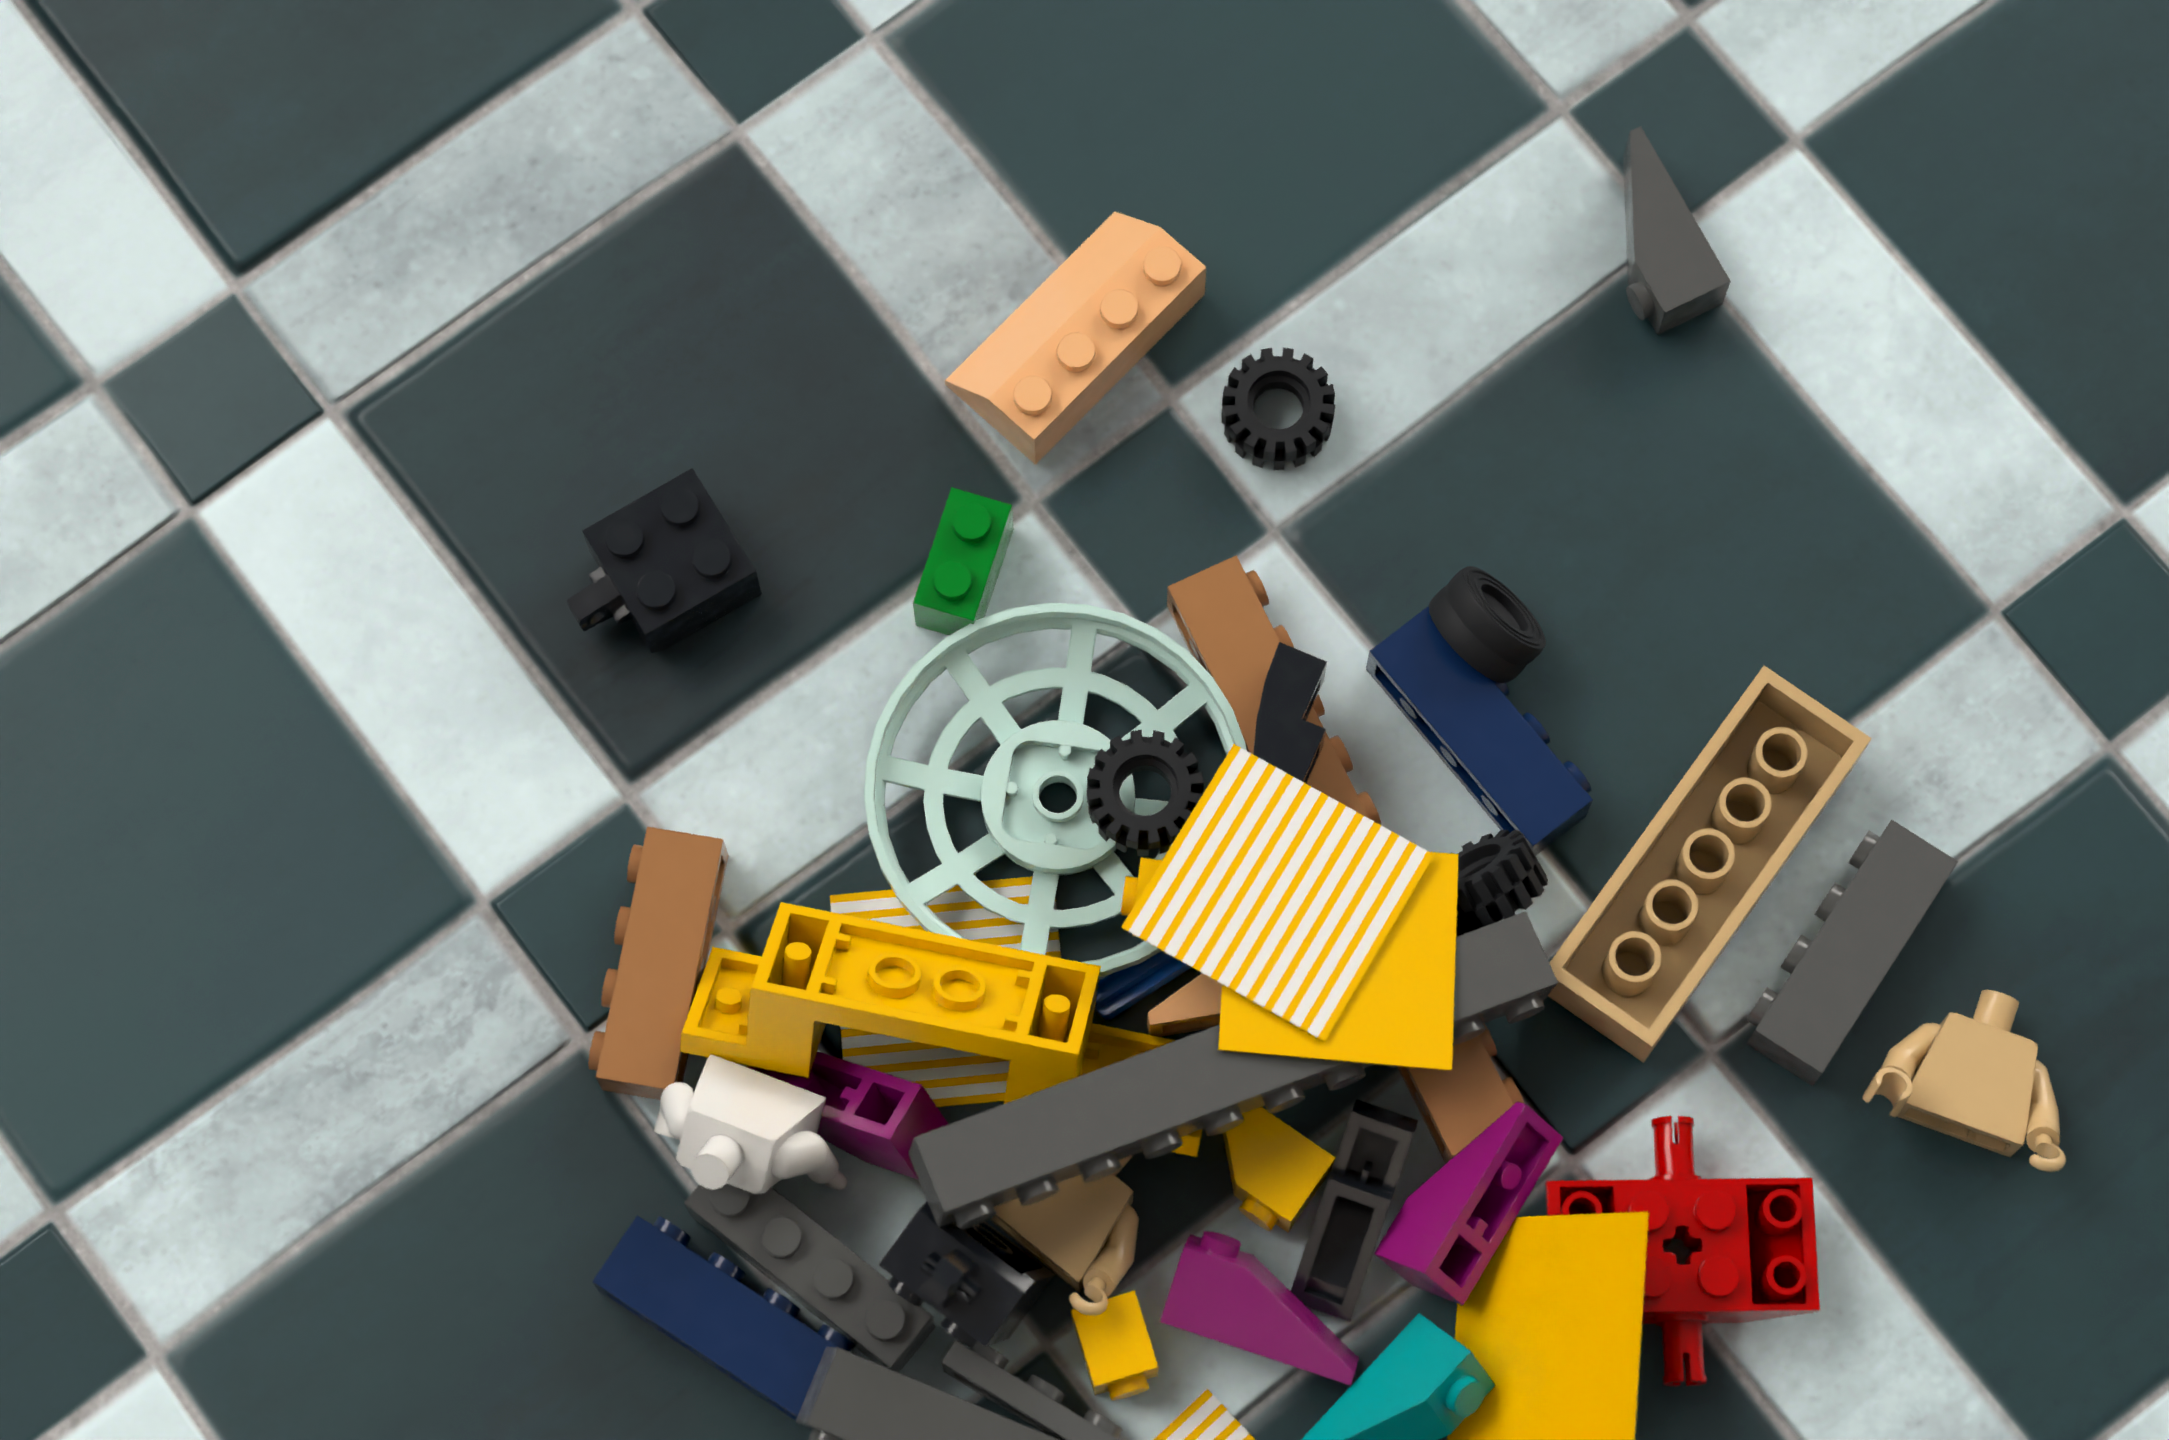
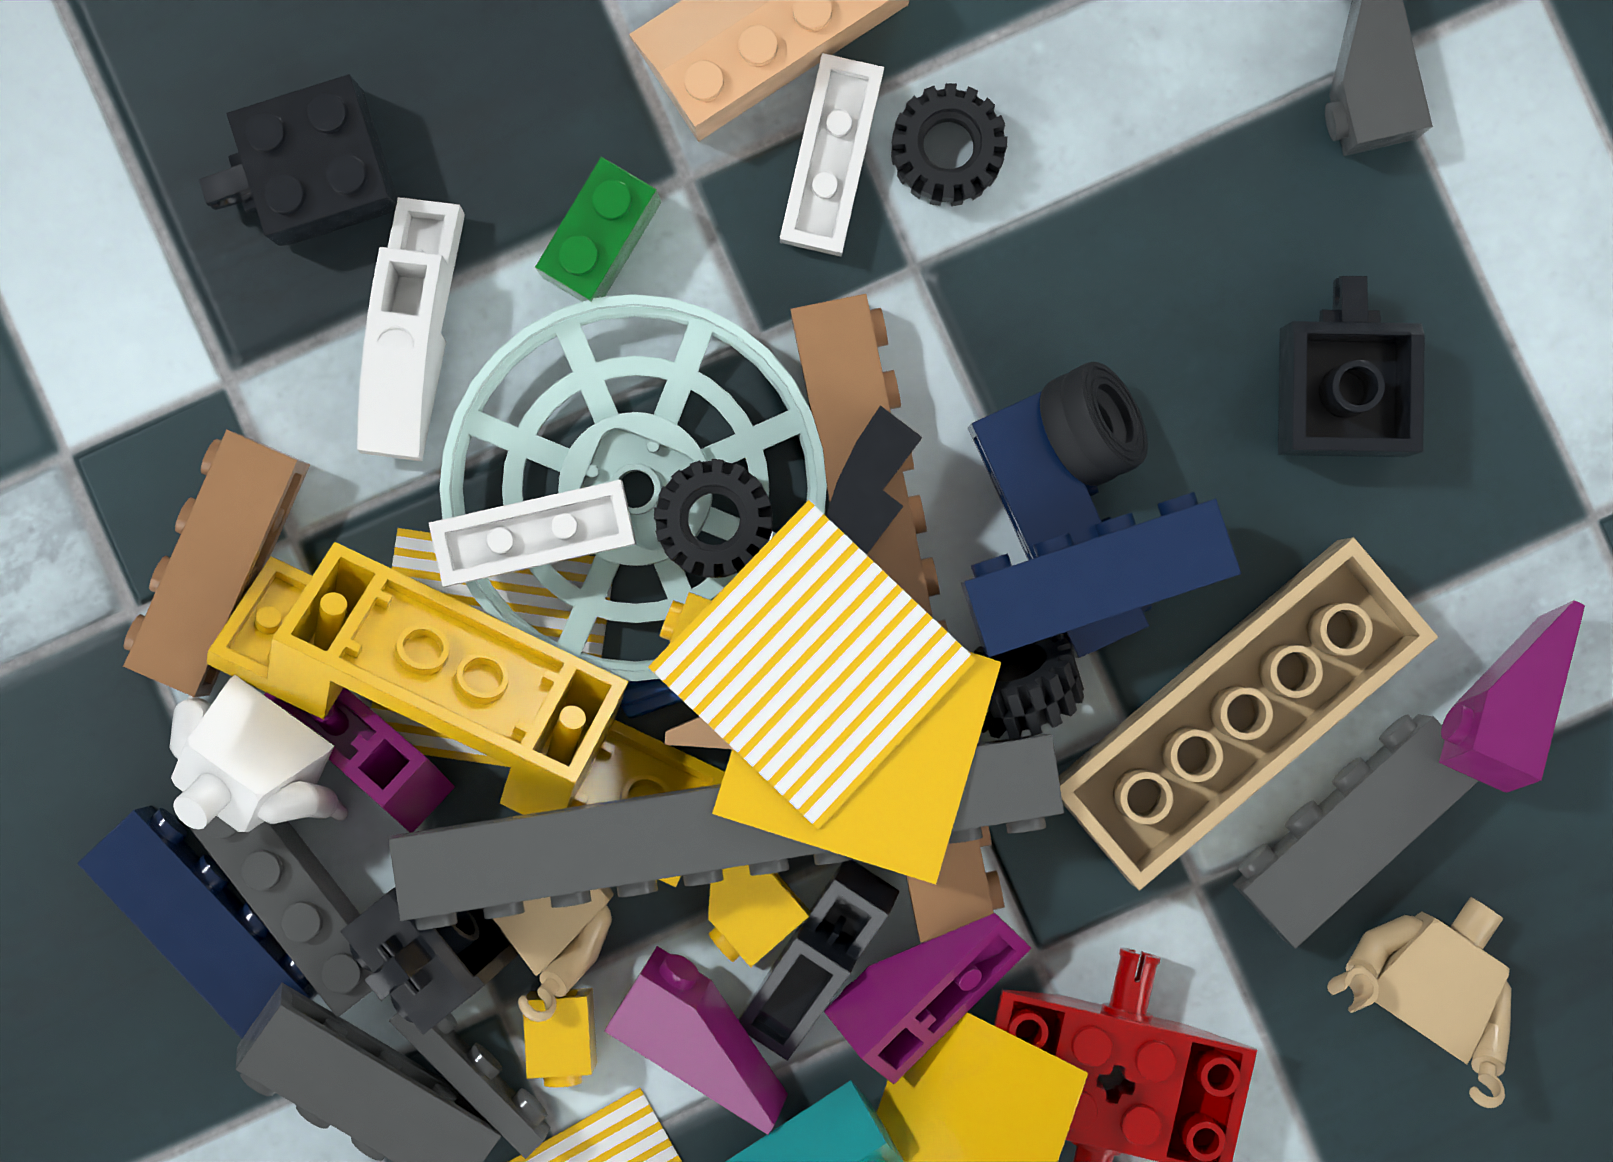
camera: 20 degrees right, 15 degrees up
(799, 697) = (404, 329): none -> white slope
(972, 847) = (532, 533): none -> white plate
(1168, 444) = (831, 154): none -> white plate
(1531, 756) = (1100, 576): none -> dark blue brick
(1722, 533) = (1351, 381): none -> black hinge
(1961, 806) = (1510, 713): none -> magenta slope

